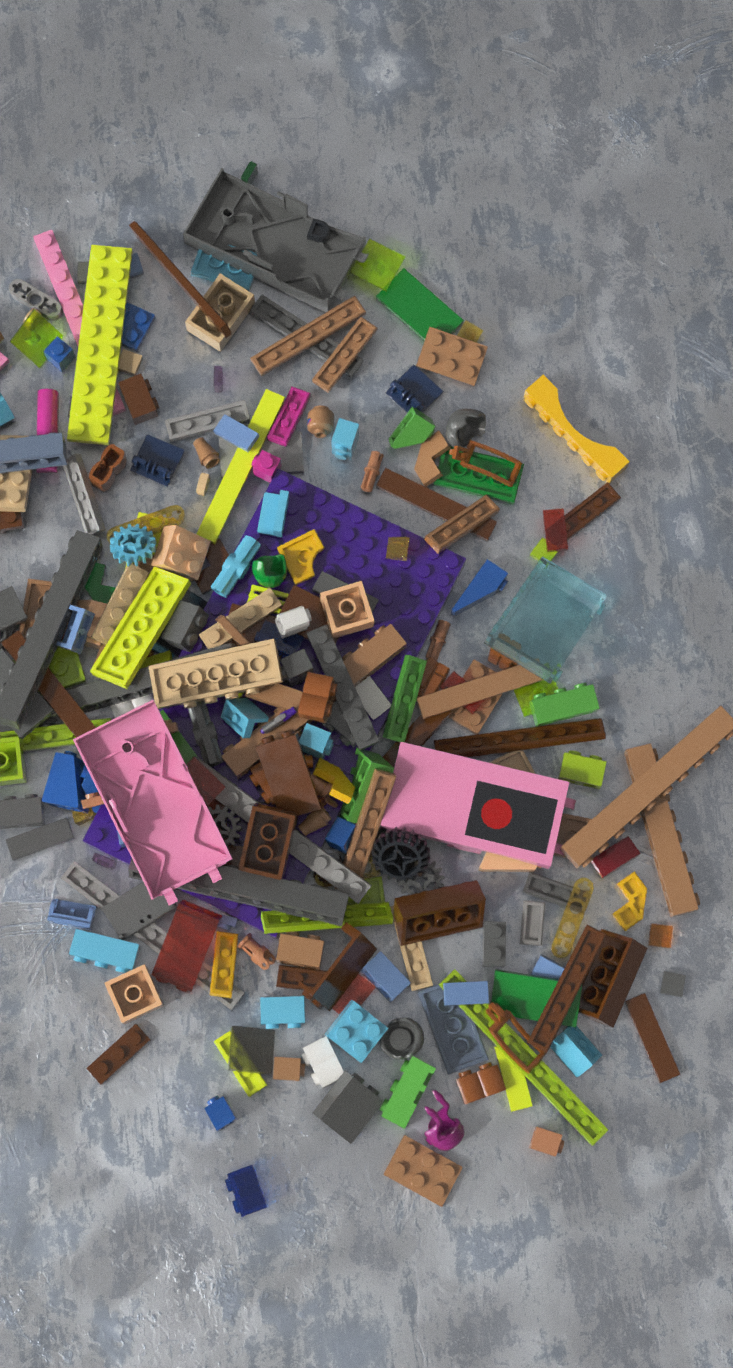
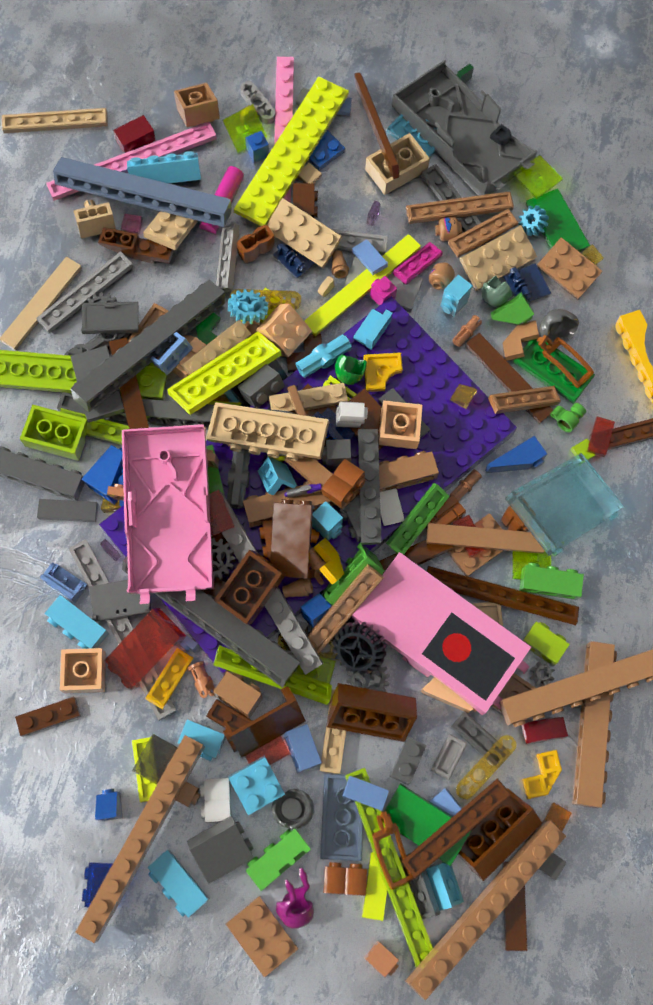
camera: 20 degrees right, 5 degrees down
(153, 434) = (303, 233): none -> tan plate
(268, 1128) = (140, 840): none -> medium nougat brick
(306, 365) = (448, 228): none -> medium nougat head
(320, 1157) = (177, 884): none -> medium azure brick
(371, 375) = (498, 257): none -> tan plate
(384, 416) = (496, 293): none -> sand green hair
(390, 326) = (532, 214): none -> medium azure gear
(514, 525) = (568, 419): none -> bright green piece
(560, 1064) = (423, 894): none -> dark grey plate
(586, 806) = (547, 673): none -> dark grey gear
(625, 1052) = (485, 909): none -> medium nougat brick

